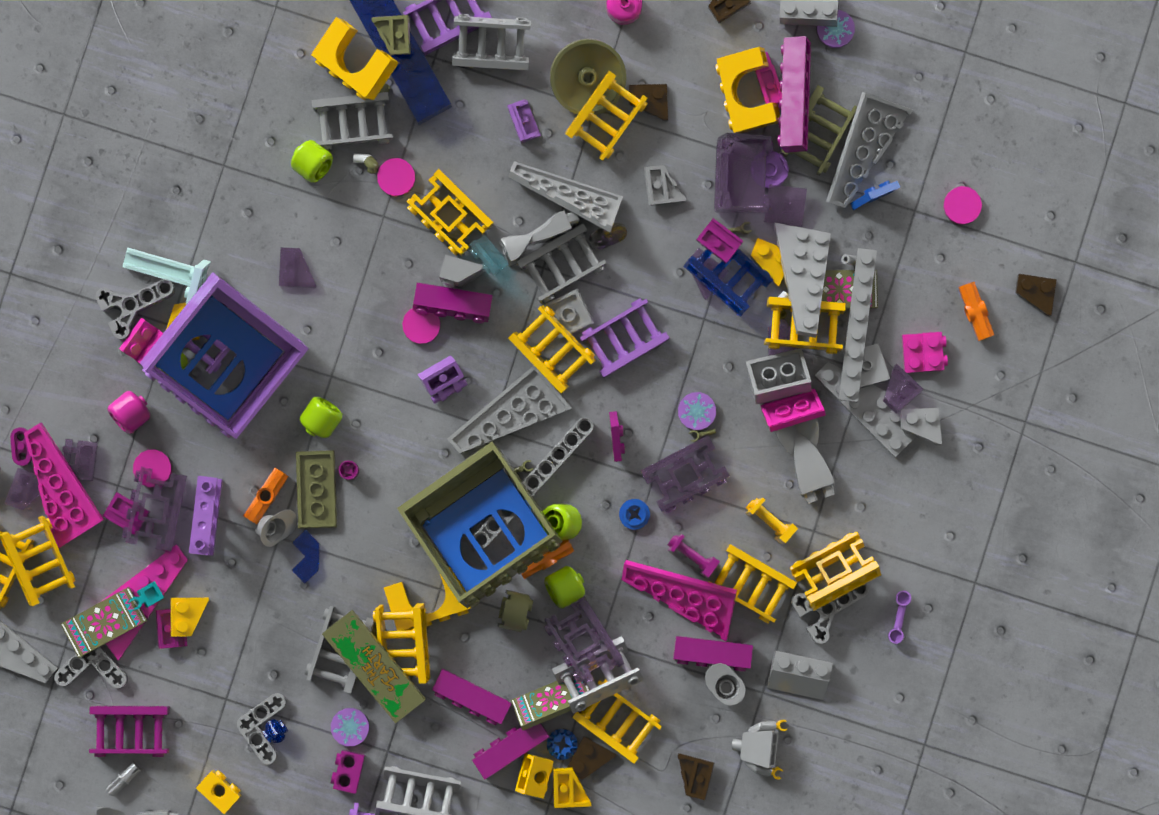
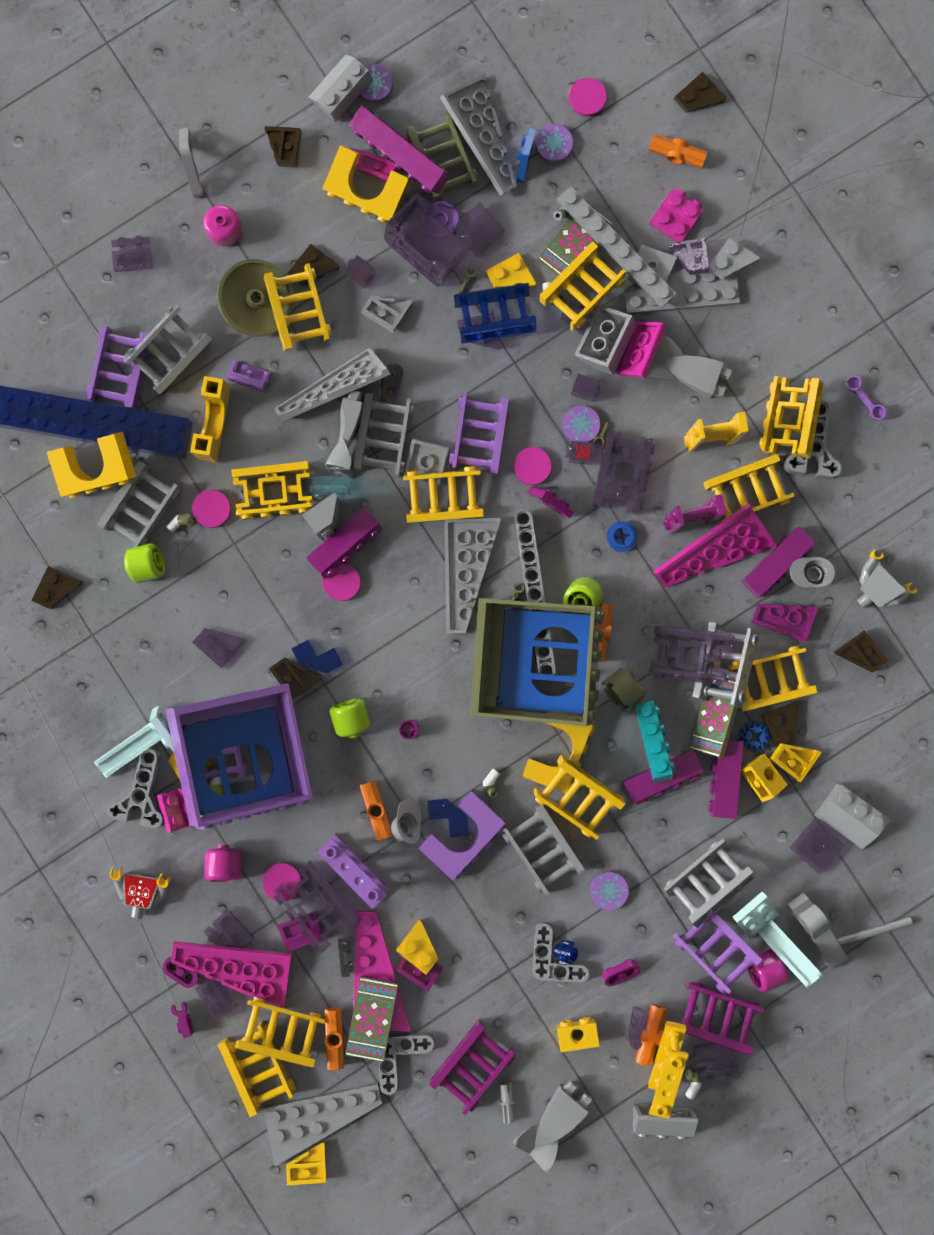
camera: 45 degrees left, 0 degrees up
(56, 614) = (334, 1050): none -> orange piece
(58, 364) = (139, 890): none -> torso
(140, 557) = (344, 949): none -> clear smoke plate
(148, 595) = (379, 967): teal plate -> none
(236, 106) = (54, 587): none -> dark brown wing
(274, 587) = (453, 861): none -> medium lavender arch
(294, 787) = (621, 972): none -> magenta plate
(316, 489) = (403, 767): olive tile -> none
(319, 349) = (297, 676): none -> dark brown wing
(341, 346) = (323, 663): none -> clear blue tile
(352, 772) = (645, 918): magenta brick -> none
(357, 566) = (489, 784): none -> arm
(373, 666) = (578, 834): olive tile -> none
(394, 33) = (96, 416): olive wing -> none
(440, 376) = (394, 598): medium lavender brick -> none
(444, 134) = (208, 443): none -> yellow arch
(489, 670) = (655, 747): none -> teal brick
(564, 586) = (635, 635): lime head -> none
(632, 399) = (532, 466): none -> dark pink tile
(673, 428) = (580, 452): none -> clear purple brick
(673, 695) = (786, 620): none -> magenta wing
(676, 140) = (360, 271): none -> clear purple brick
(719, 240) = (465, 298): magenta plate -> none
(728, 391) = (586, 387): none -> clear purple brick
(799, 675) = (848, 509): light grey slope -> none
(804, 269) = (540, 252): light grey wing -> none
(903, 209) = (554, 143): none -> medium lavender tile

